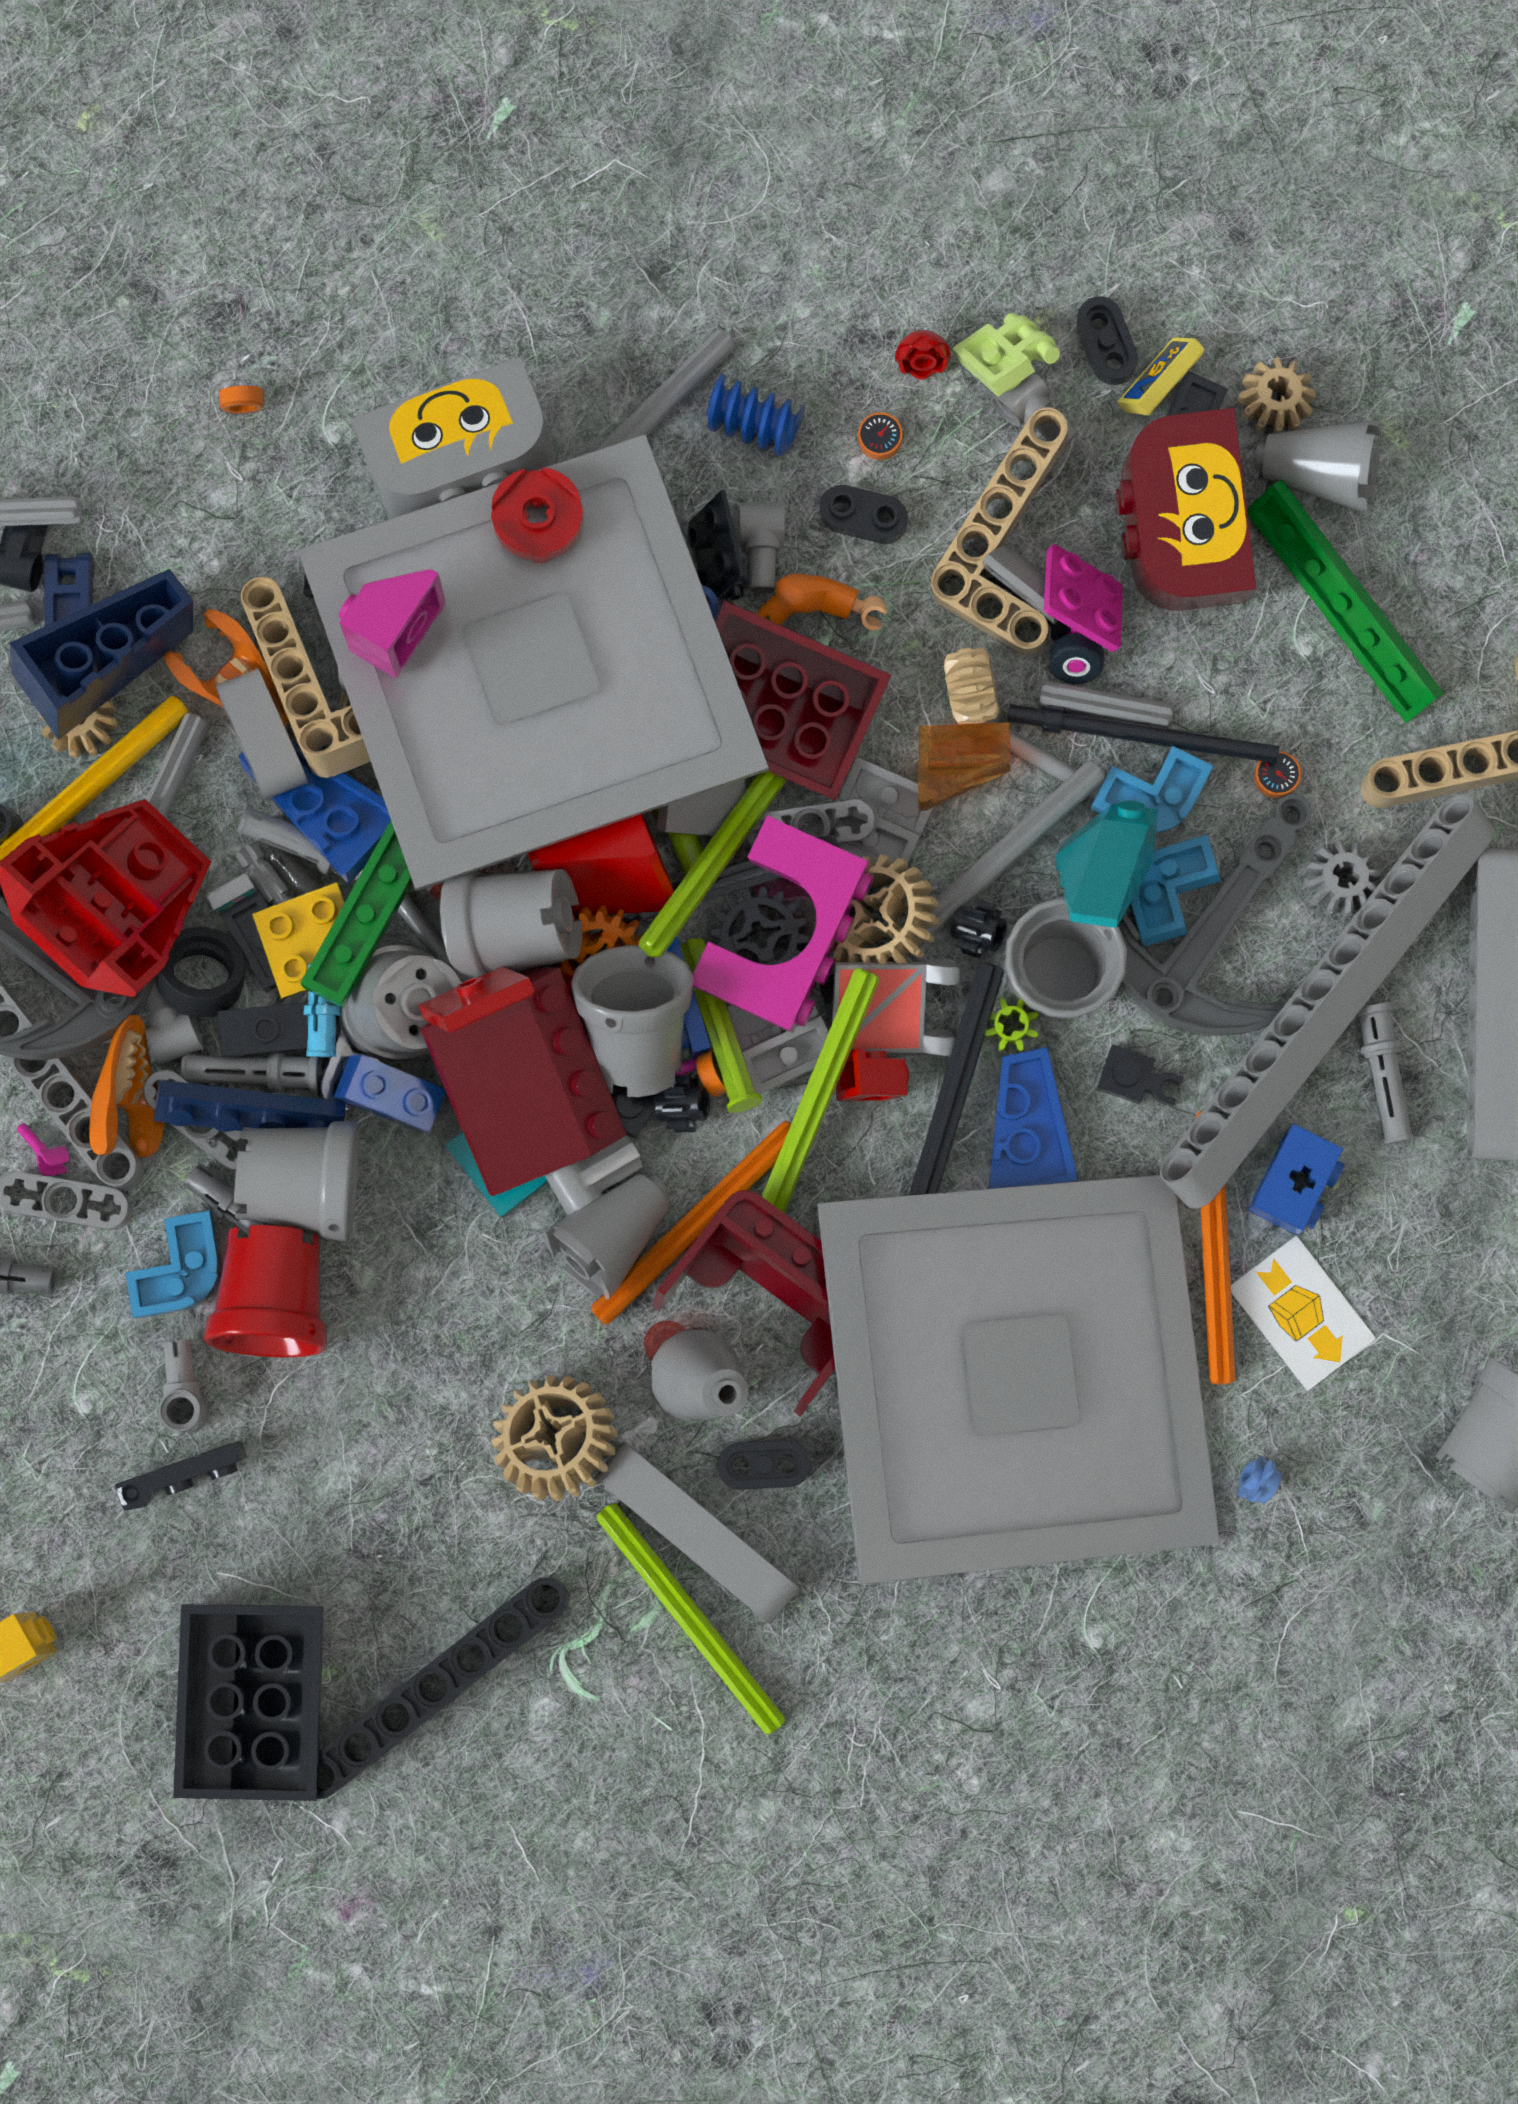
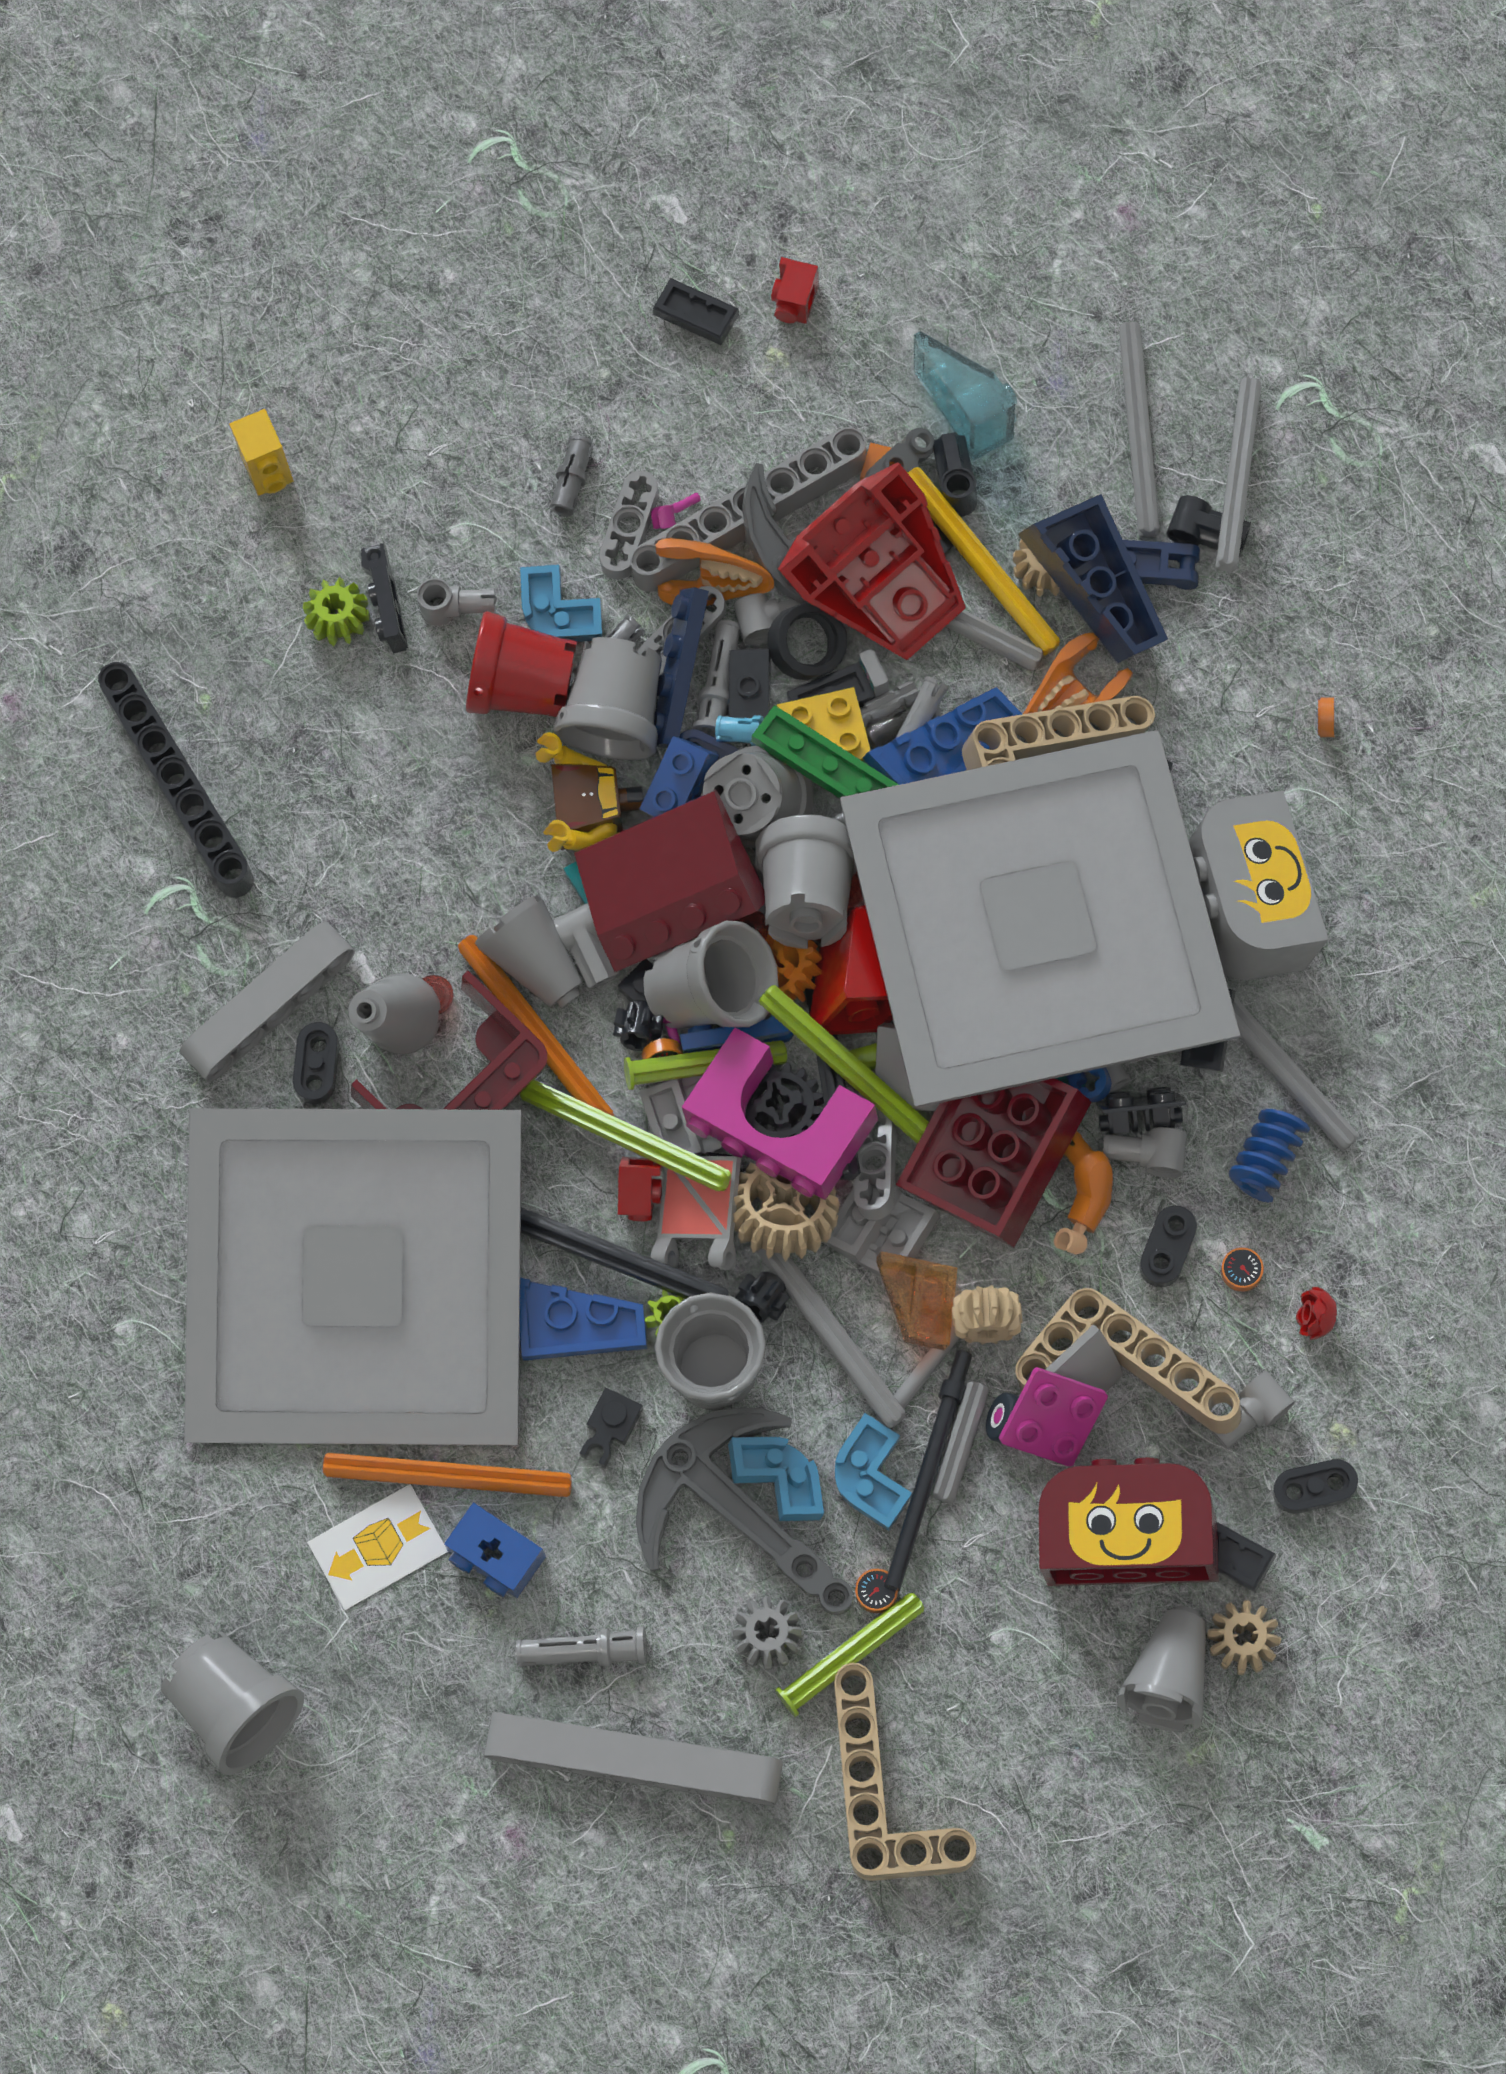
camera: 100 degrees right, 10 degrees down
(214, 1541) = (340, 624): none -> lime gear
(248, 1702) = (187, 626): black slope -> none
(261, 734) = (1007, 697): light grey beam -> none
(391, 618) = (1073, 789): dark pink slope -> none
(418, 1199) = (584, 797): none -> torso
(476, 999) = (730, 831): red plate -> none
(520, 1447) = (355, 898): tan gear -> none
(537, 488) = (1168, 906): red plate -> none
(690, 1618) = (195, 991): lime axle -> none
(995, 359) = (1299, 1375): yellowish green plate -> none
(1107, 863) = (793, 1402): teal wedge -> none
(1161, 376) = (1273, 1531): light yellow tile -> none
(1259, 1480) = (232, 1482): medium blue plate -> none
(1327, 1001) = (654, 1598): light grey beam -> none
(1344, 601) = (1034, 1672): green plate -> none
(1344, 789) = (850, 1652): none -> lime axle

